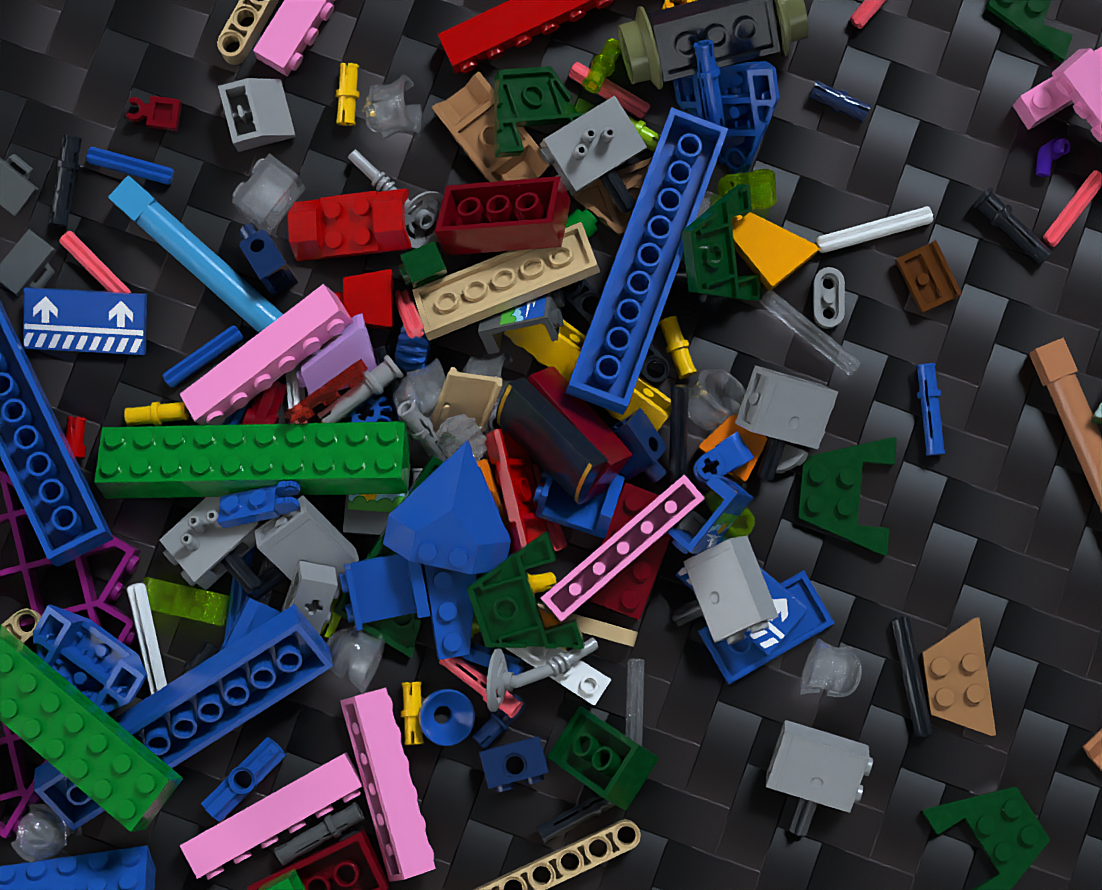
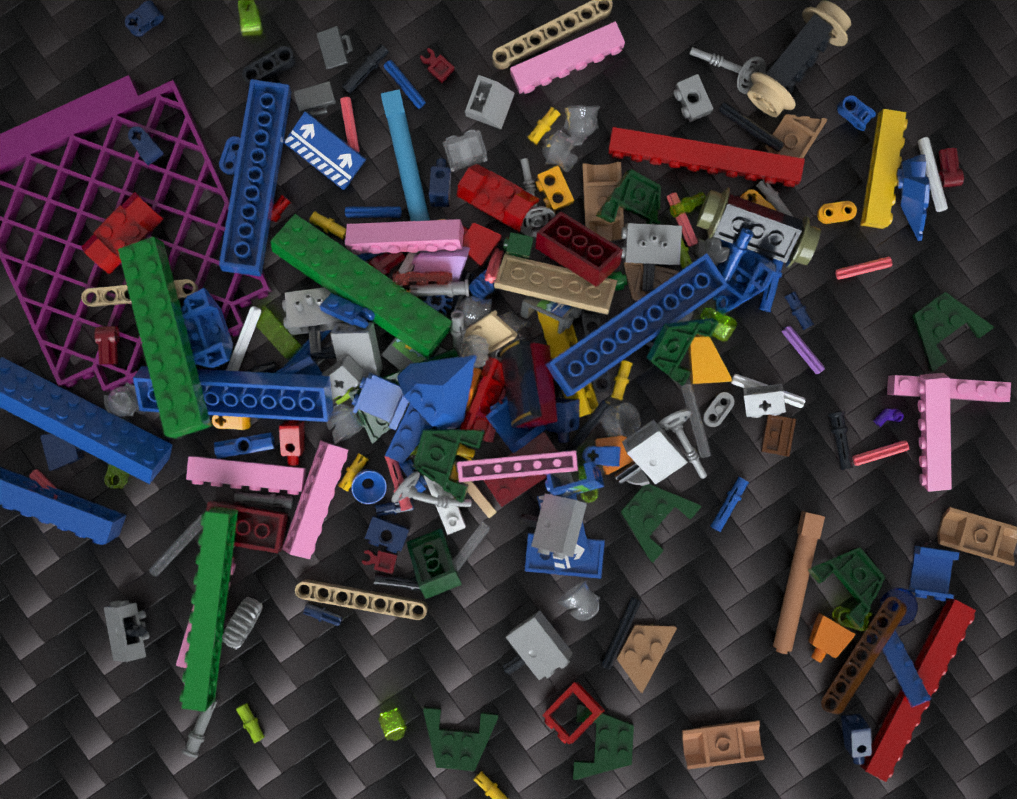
camera: 35 degrees right, 5 degrees up
(206, 759) = (231, 422): none -> light orange piece
(293, 718) = (292, 432): none -> red torso
(391, 53) = (581, 120): none -> clear helmet
(423, 158) = (559, 187): none -> light orange brick
(534, 802) = (383, 561): none -> dark red plate
(674, 96) = (713, 248): none -> flat silver plate
(786, 103) = (769, 293): none -> blue pin
(788, 354) = (674, 423): none -> light grey dish
(863, 246) = (756, 395): none -> brick
(881, 147) = (803, 349): none -> medium lavender axle
(932, 794) = (587, 699): none -> red window

